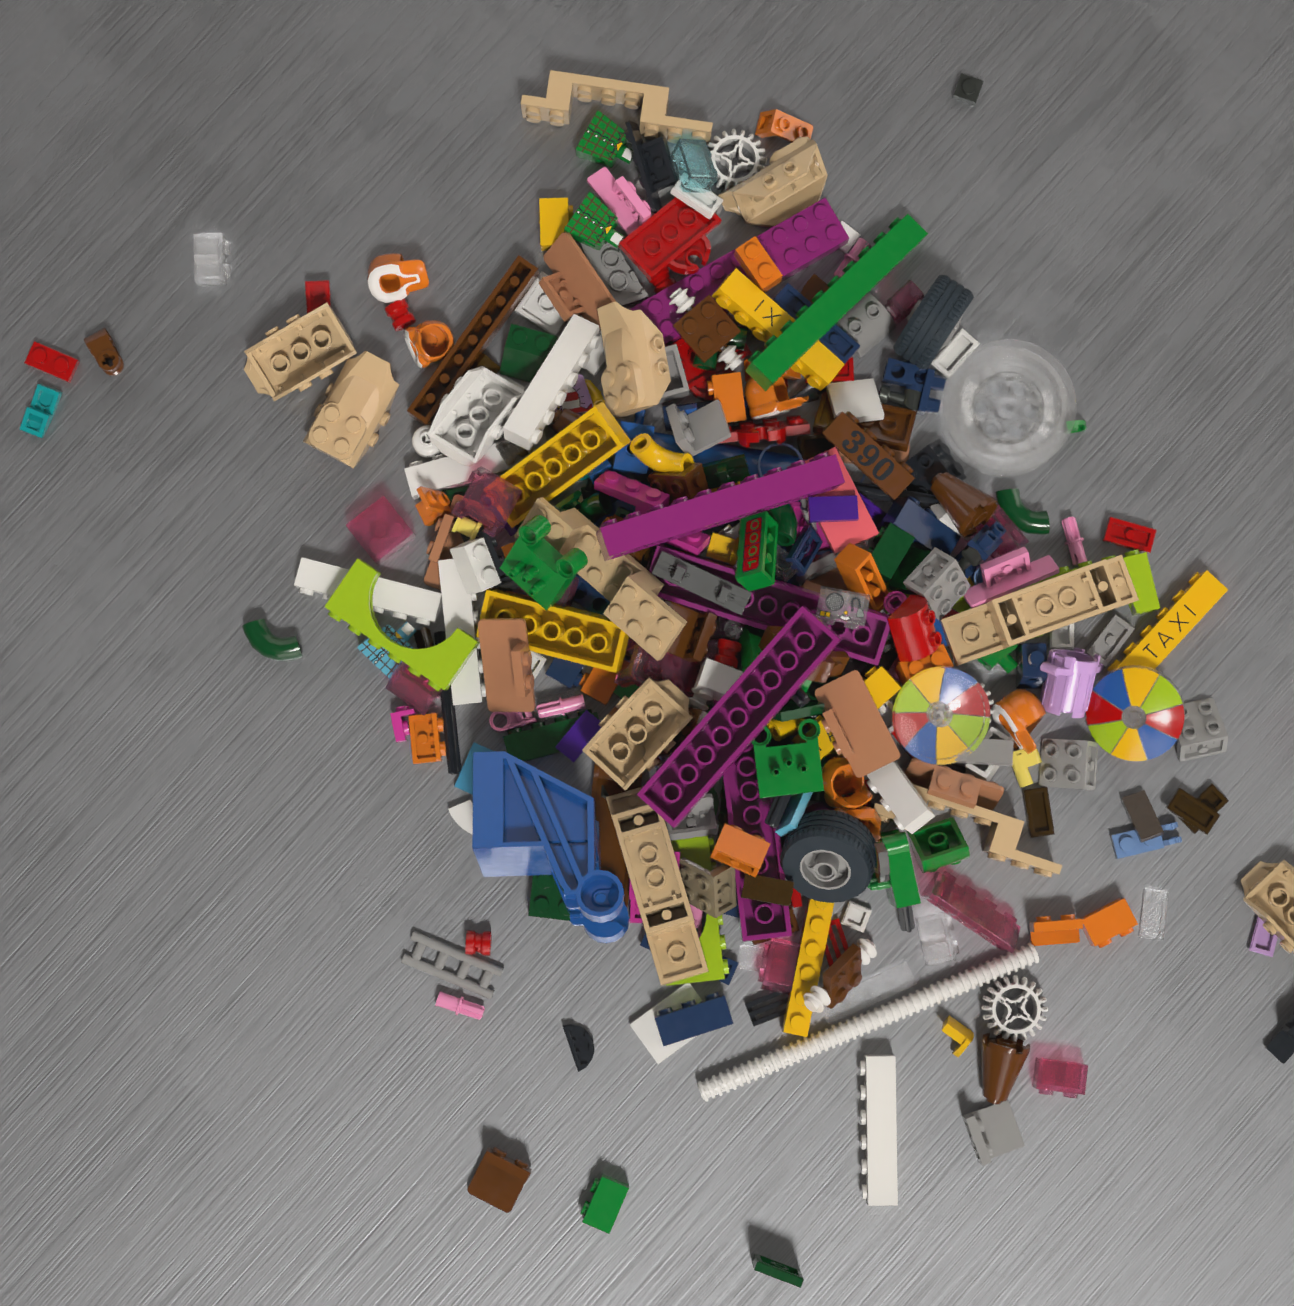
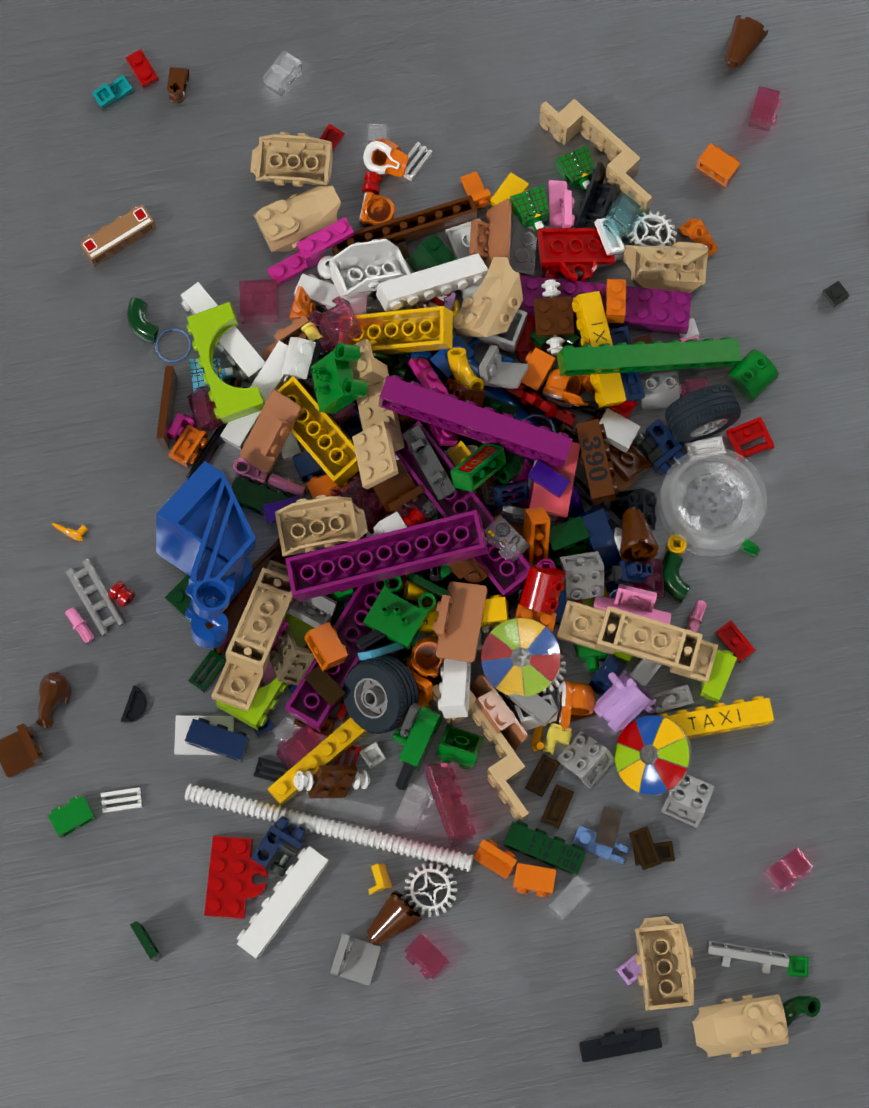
camera: 45 degrees right, 10 degrees down
(173, 567) = (117, 235): none -> medium nougat brick
(302, 639) = (173, 329): none -> medium blue piece
(361, 254) = (376, 131): none -> clear tile
(374, 715) = (167, 407): none -> reddish brown tile
(382, 916) = (76, 535): none -> light orange bar
(395, 437) = (311, 251): none -> dark pink bracket
(424, 236) = (423, 149): none -> white tile
(486, 1093) = (52, 690): none -> reddish brown piece
(514, 243) = (475, 188): none -> orange bracket
(626, 976) = (198, 684): none -> dark green tile
(626, 1164) = (121, 792): none -> white tile
(747, 32) = (718, 164): none -> orange brick
(810, 1142) = (232, 877): none -> red plate
(832, 1070) = (281, 840): none -> dark blue hips
(946, 239) = (753, 374): none -> green brick
(986, 307) = (748, 433): none -> red plate
(998, 483) = (673, 547): none -> yellow wheel
(1007, 782) = (537, 737): none -> light orange bar
(1075, 832) = (557, 806): none -> dark brown tile
(1095, 884) = (544, 848): none -> dark green brick

